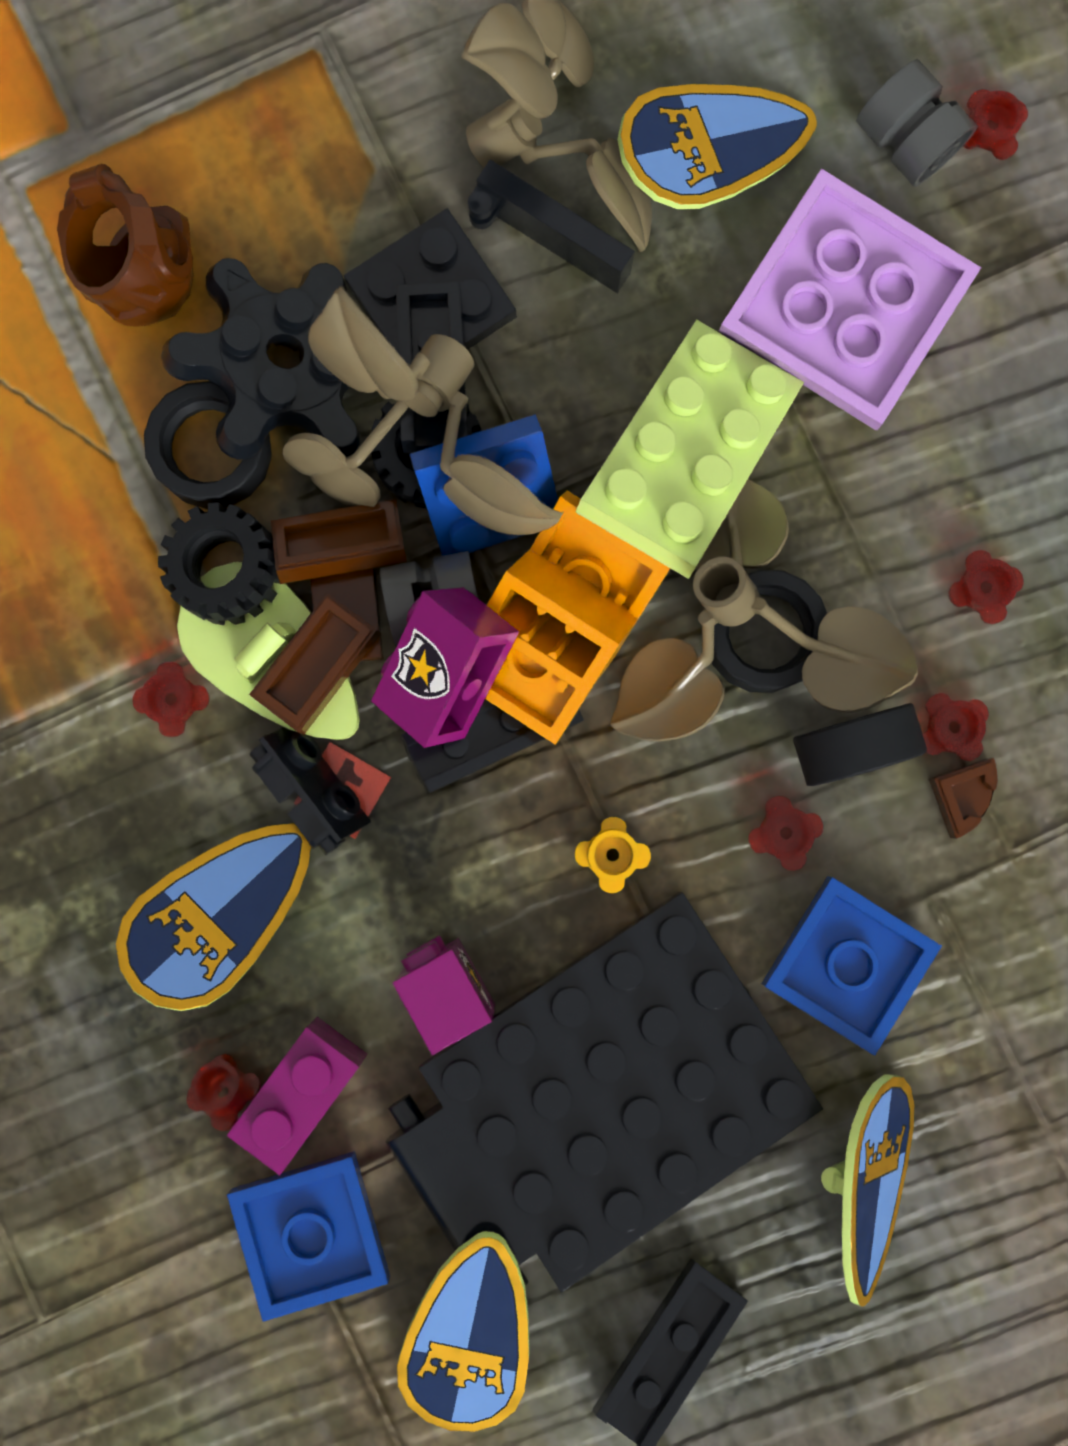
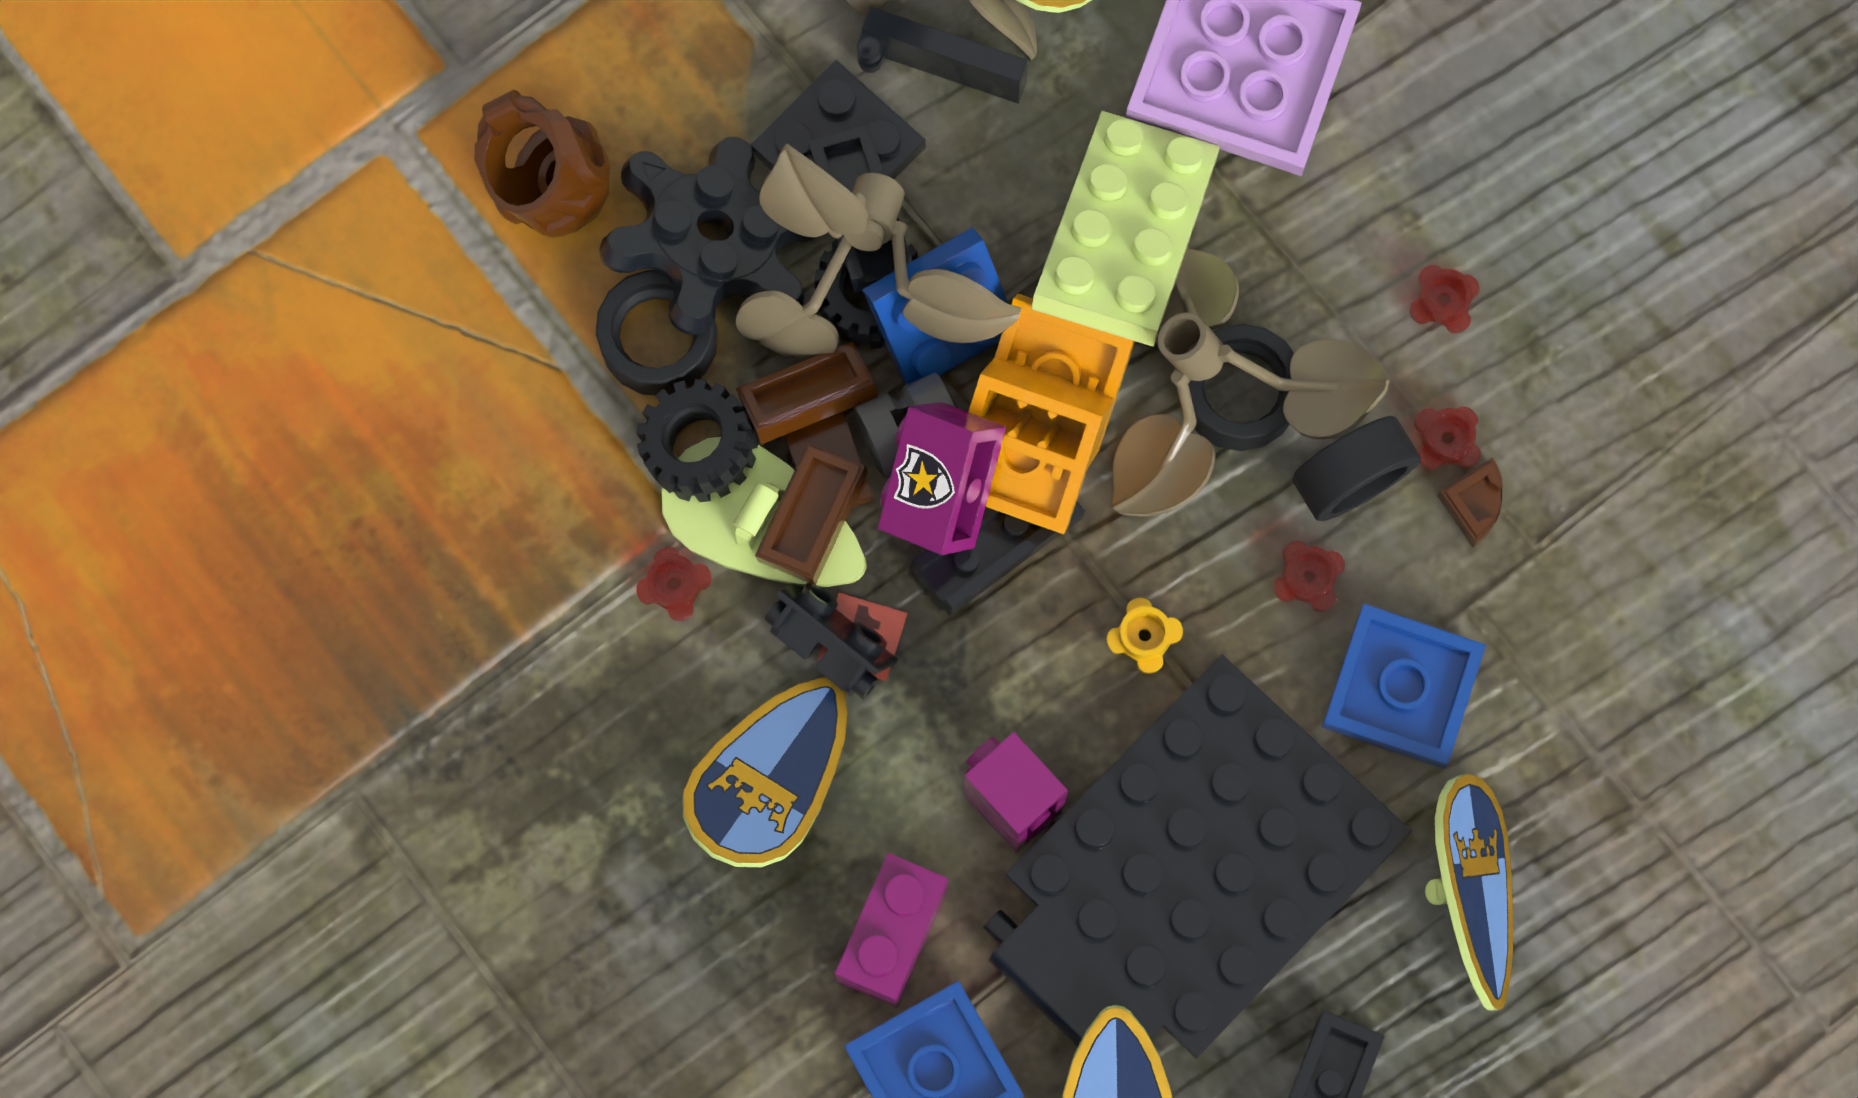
camera: 10 degrees left, 10 degrees down
(211, 1080) = (805, 939): clear red plate -> none

